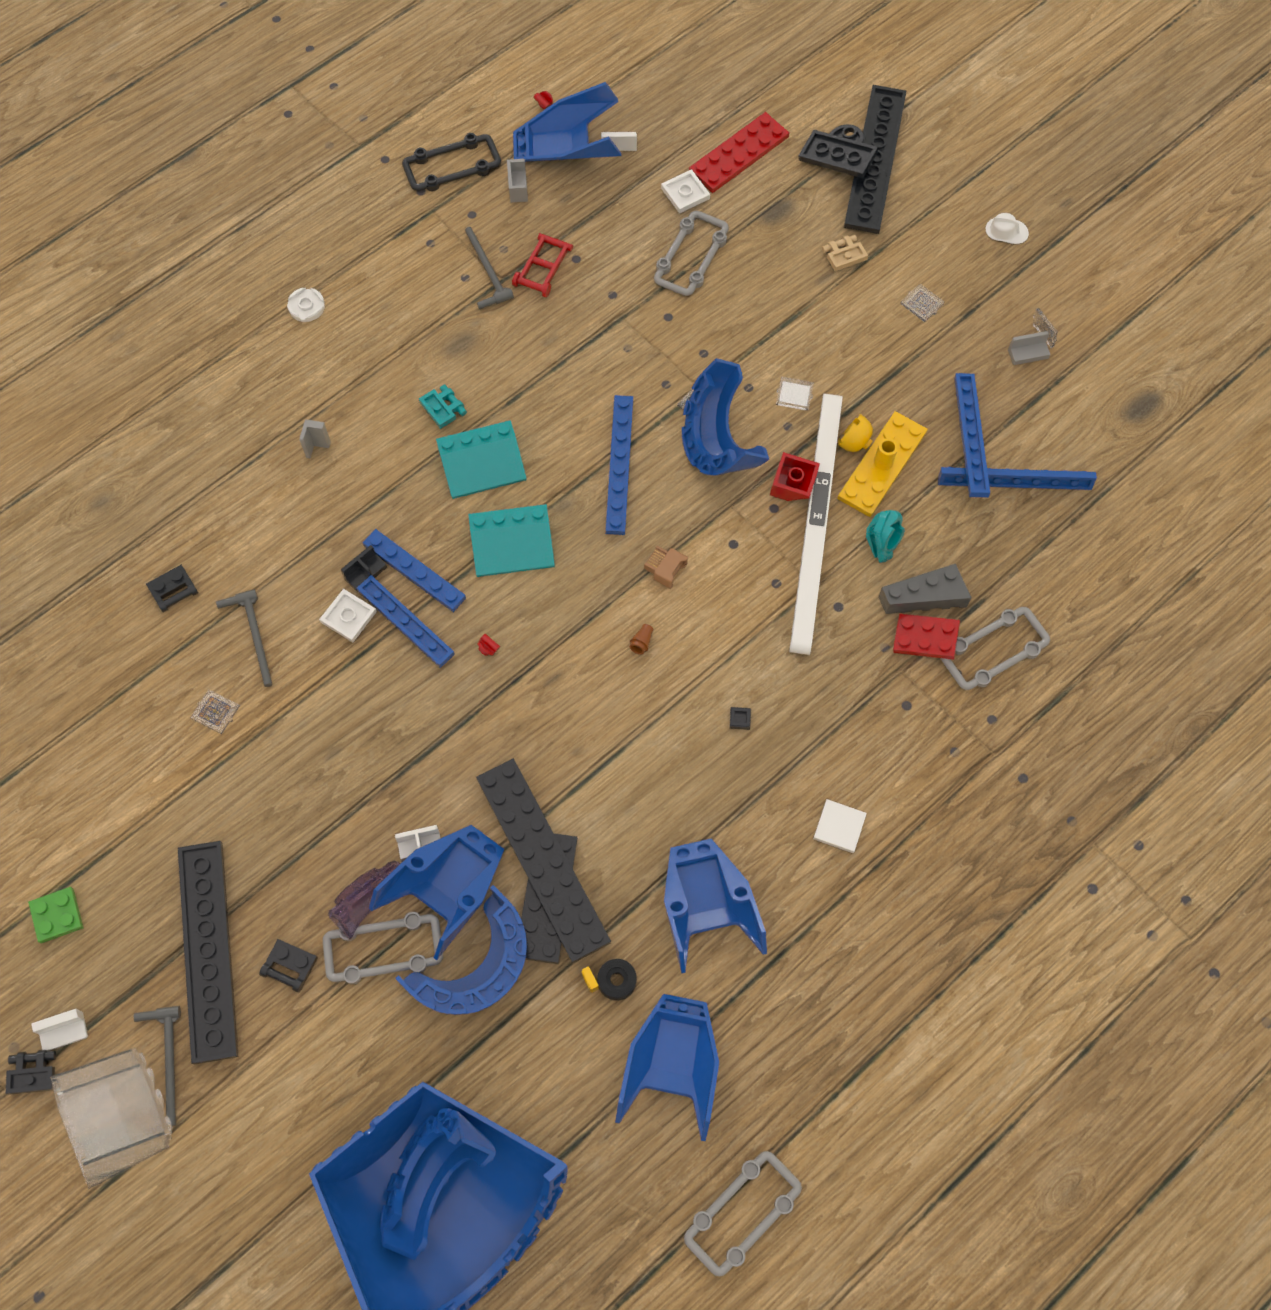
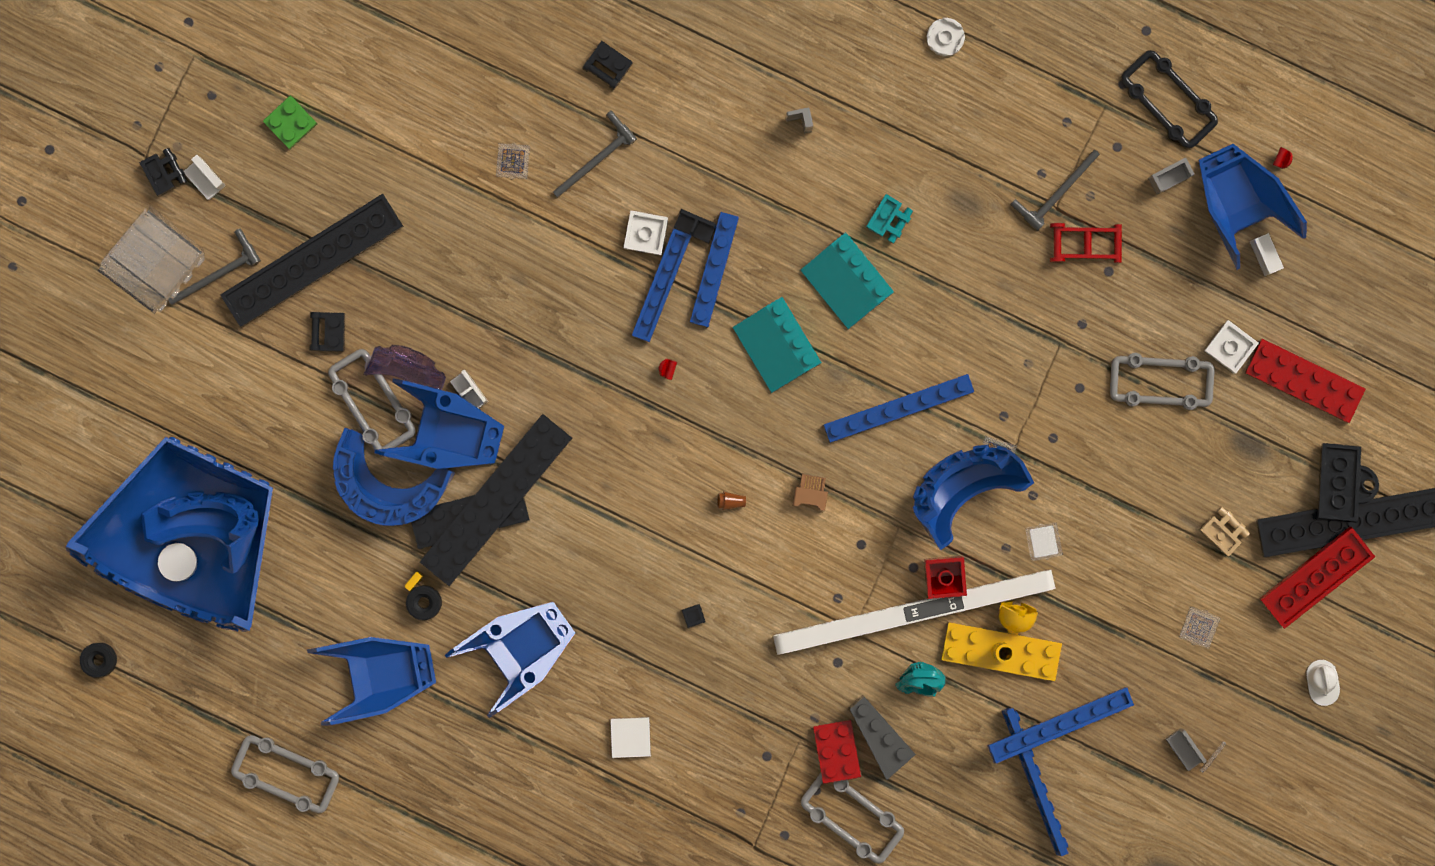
camera: 70 degrees right, 20 degrees up
(456, 1236) = (177, 562): none -> white tile
(914, 198) = (1317, 577): none -> red plate

